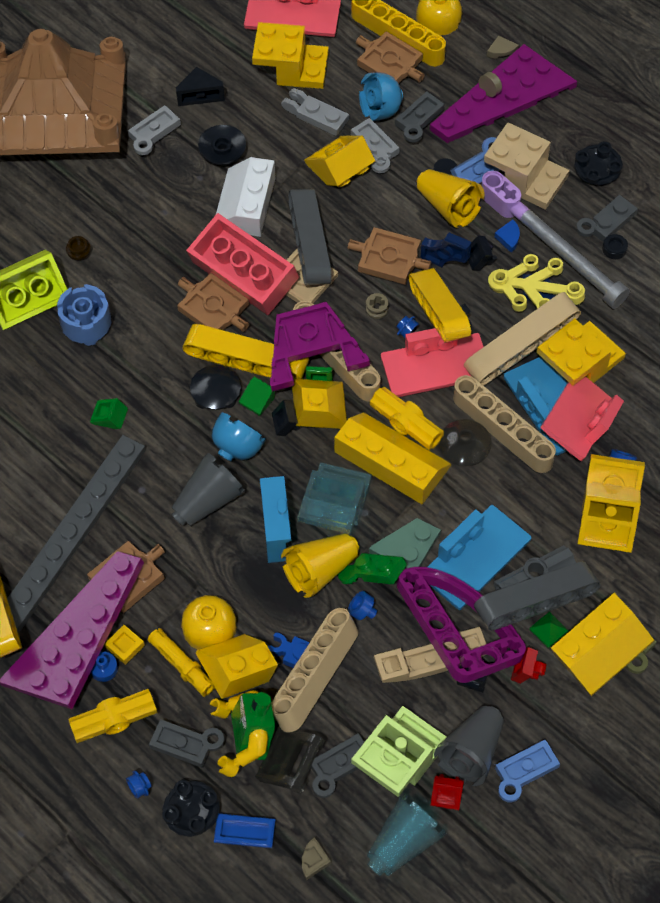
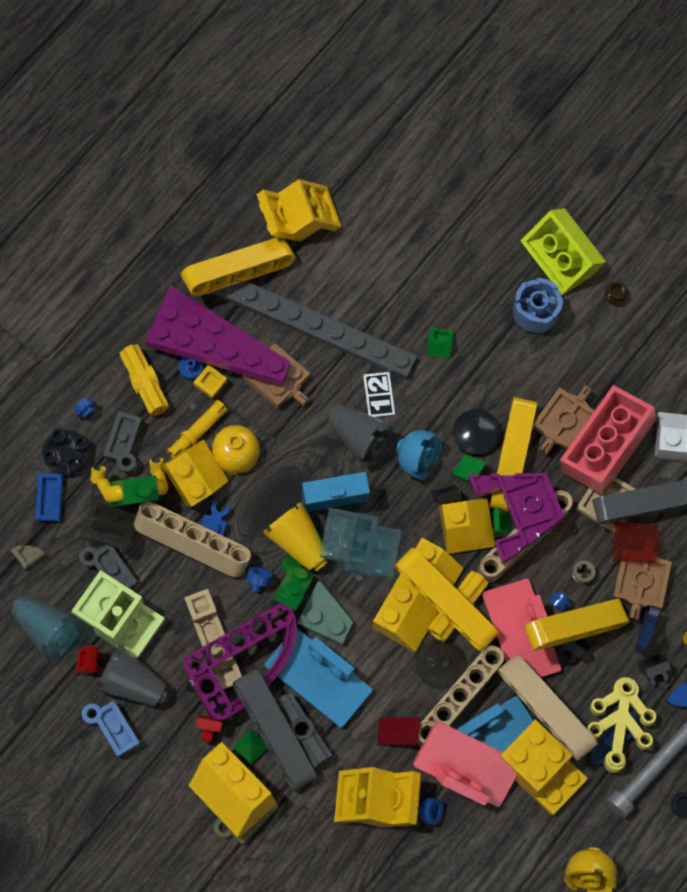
camera: 80 degrees right, 10 degrees up
(159, 478) = (379, 394): none -> sticker
(352, 254) = (635, 542): none -> clear red piece
(406, 416) = (446, 599): none -> yellow beam
(538, 481) = (398, 730): none -> dark red sticker

